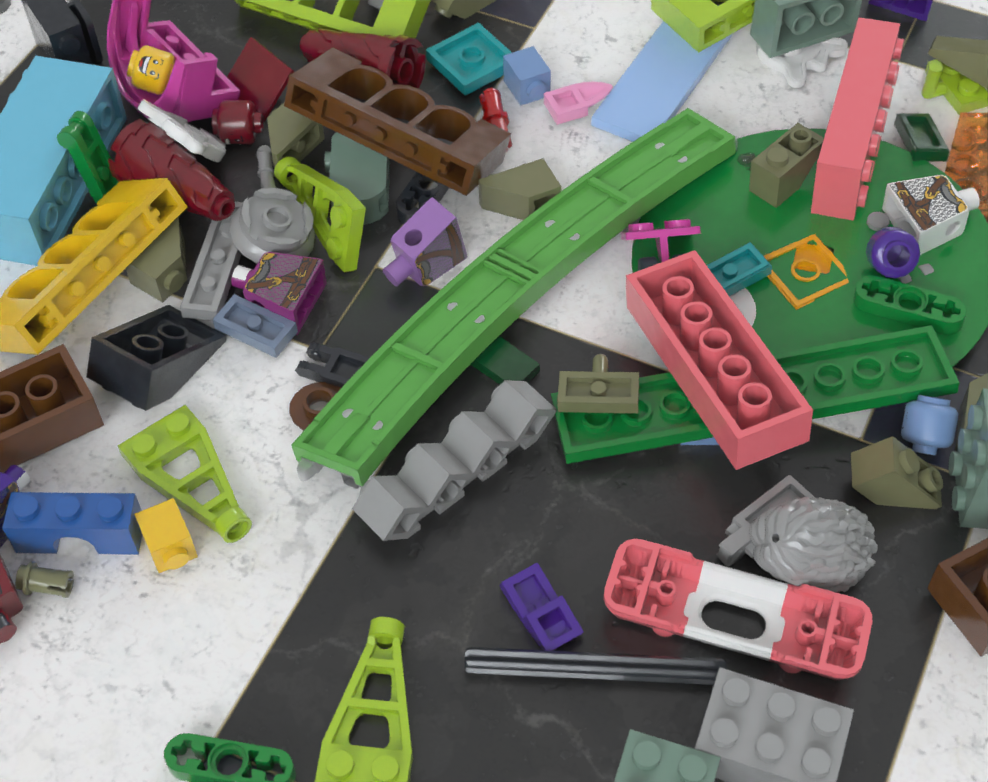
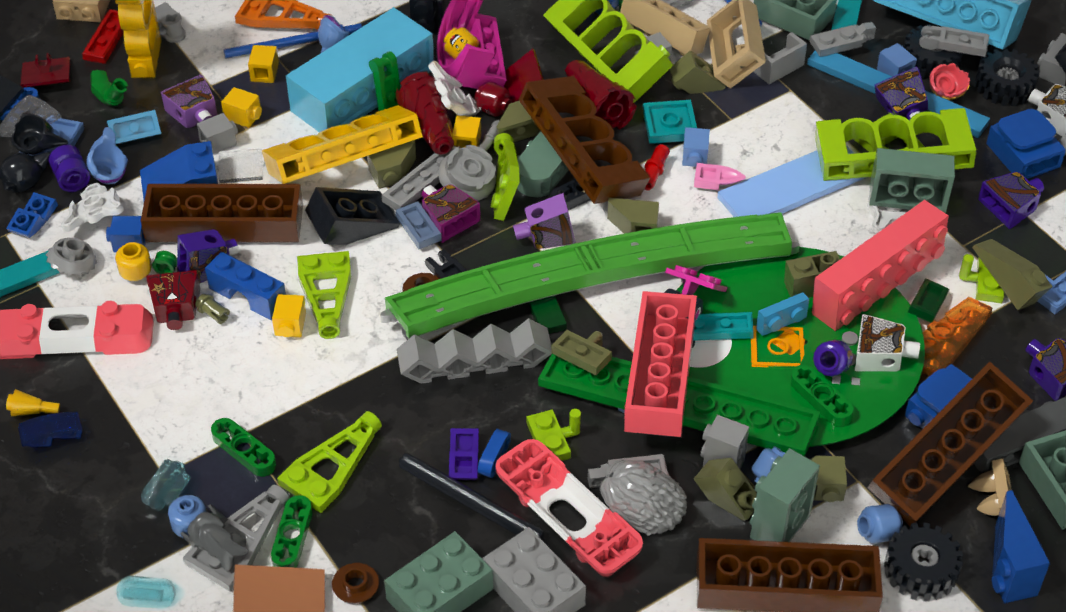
camera: 30 degrees right, 5 degrees down
(235, 175) = (467, 131): none -> yellow brick
(582, 585) = (494, 450): none -> blue beam
(623, 520) = (547, 430): none -> lime plate
(787, 231) = (782, 314): none -> dark azure plate
(861, 420) = (725, 440): none -> light grey brick

